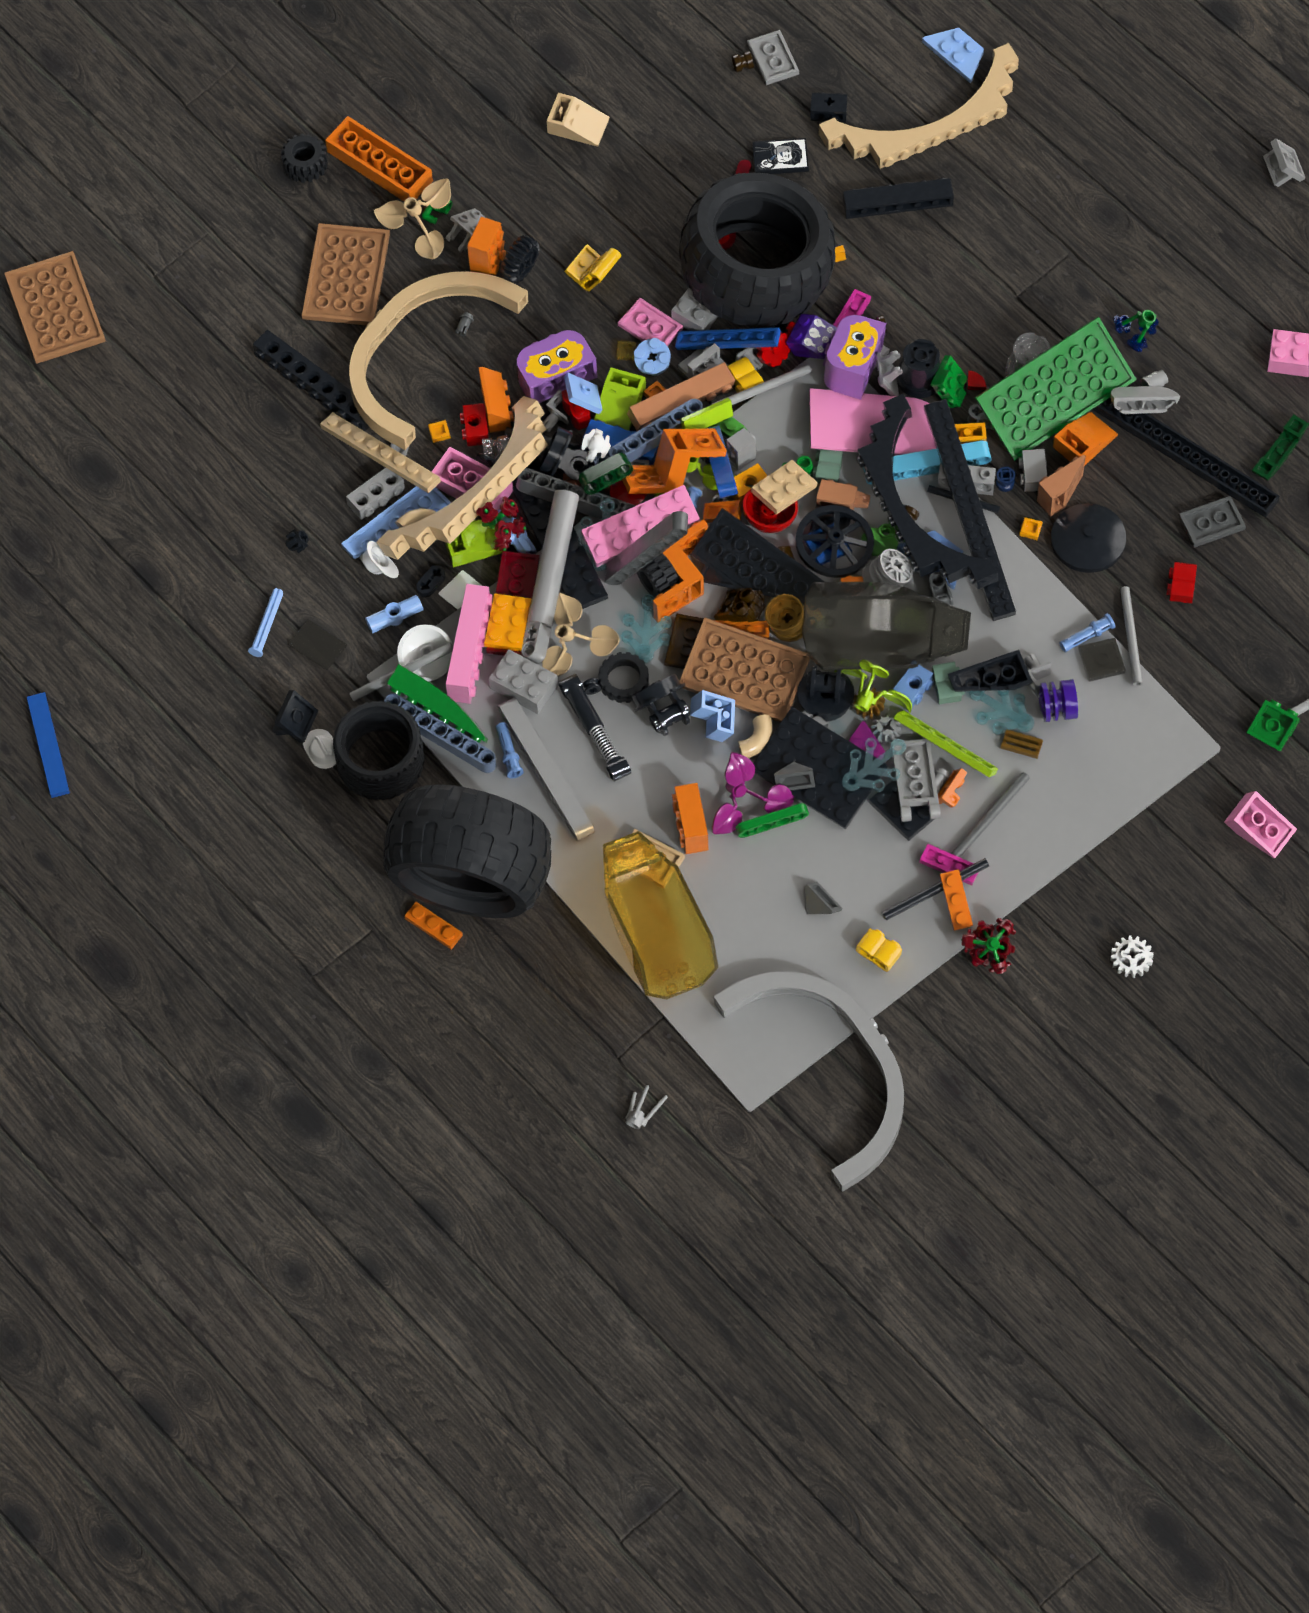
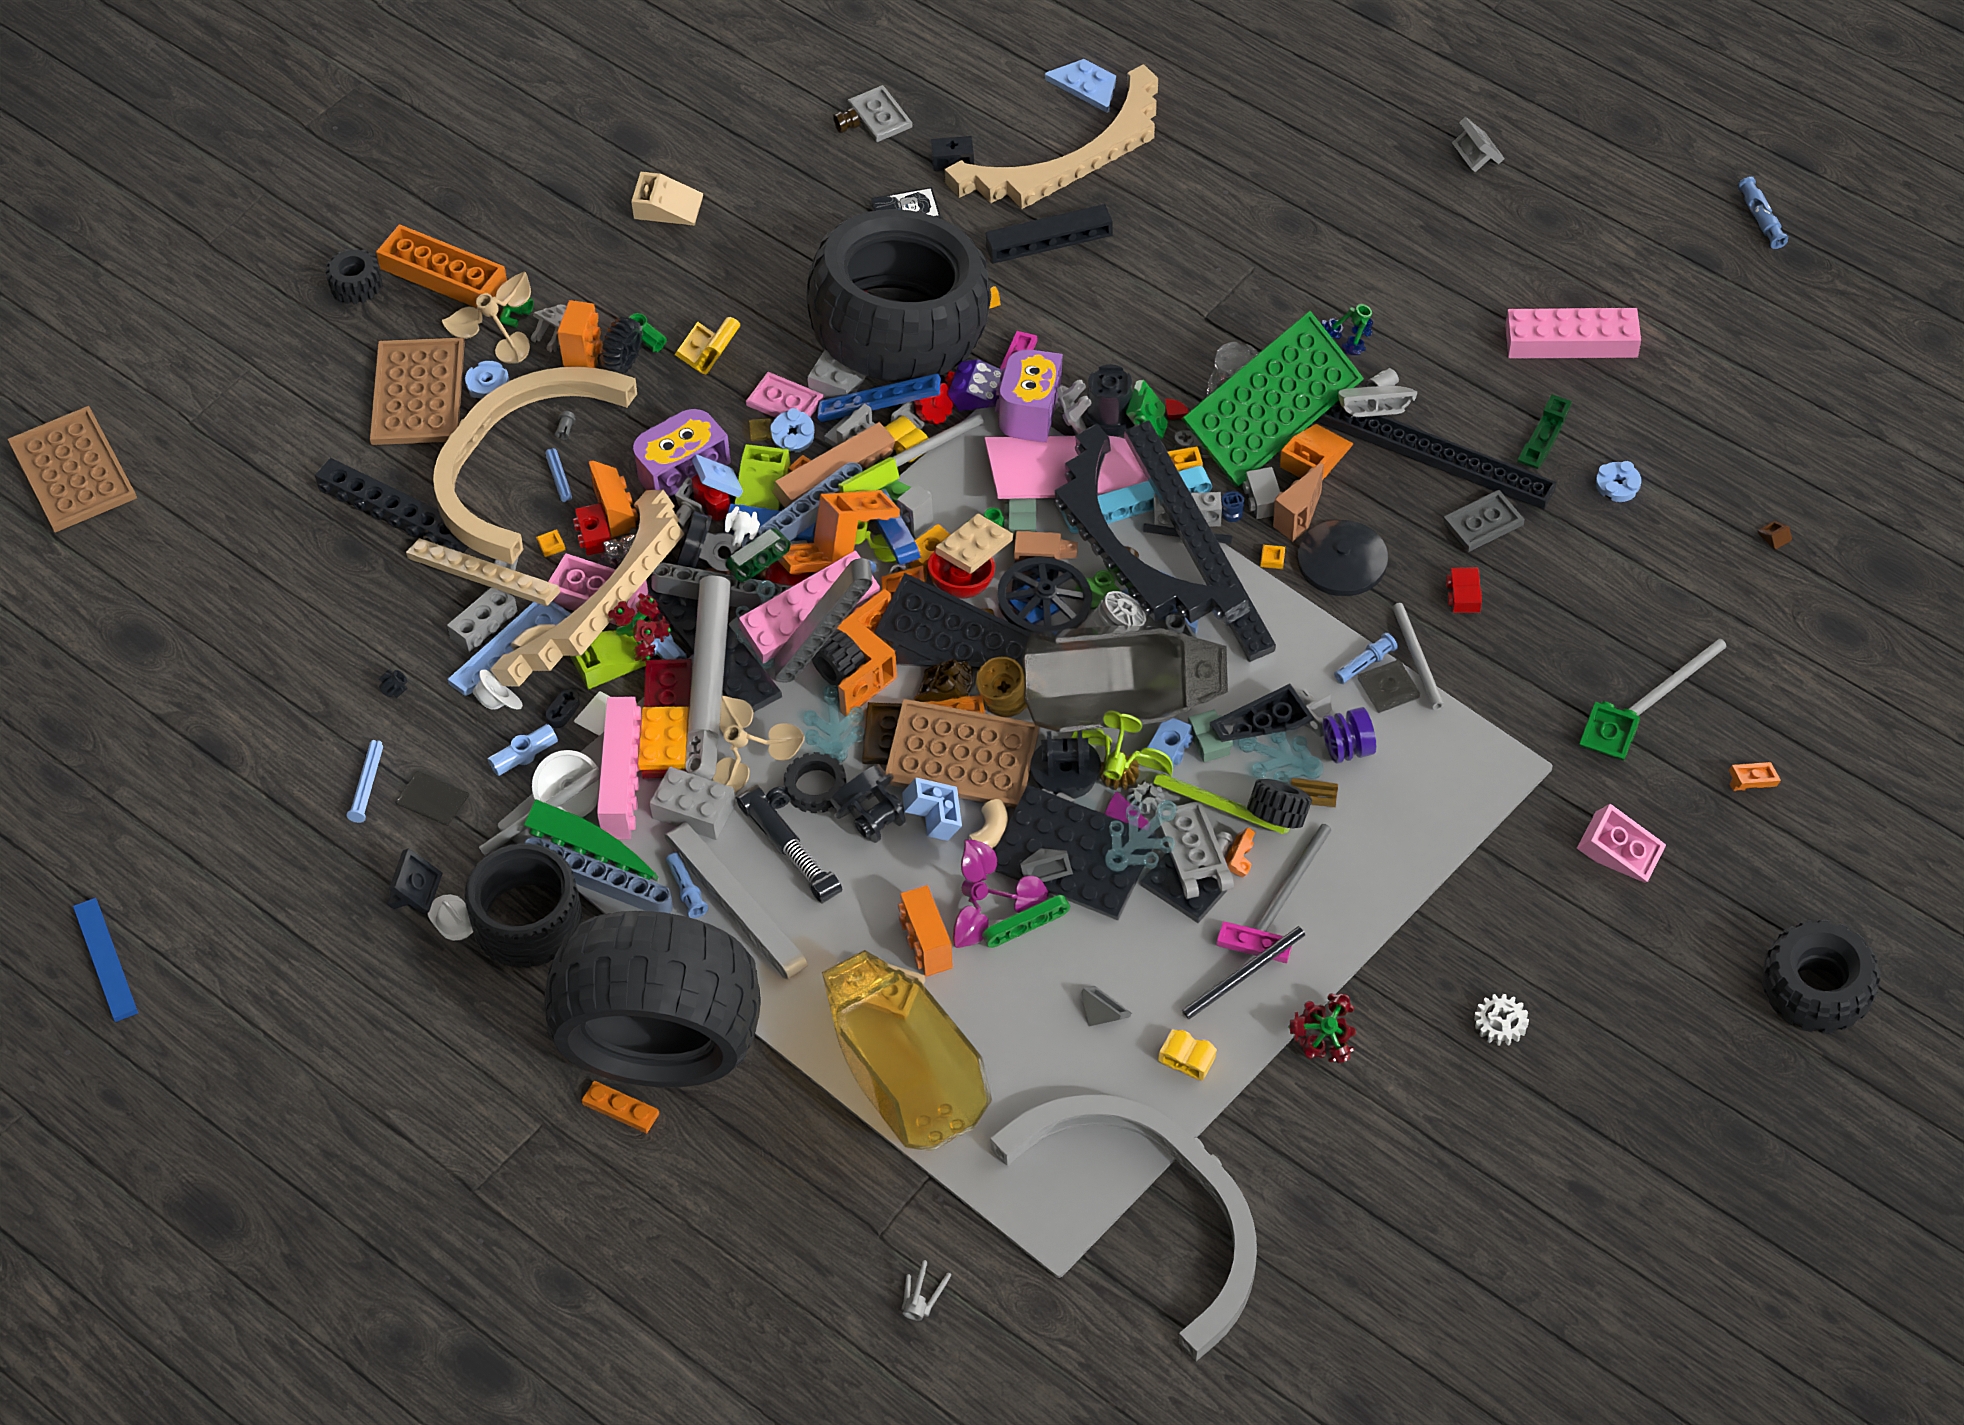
camera: 10 degrees left, 10 degrees down
(401, 264) = (485, 369): none -> light blue plate
(453, 369) = (558, 475): none -> medium blue axle
(547, 251) = (651, 337): none -> green piece
(956, 899) = (1272, 981): orange plate -> none
(990, 752) = (1279, 803): none -> black tyre

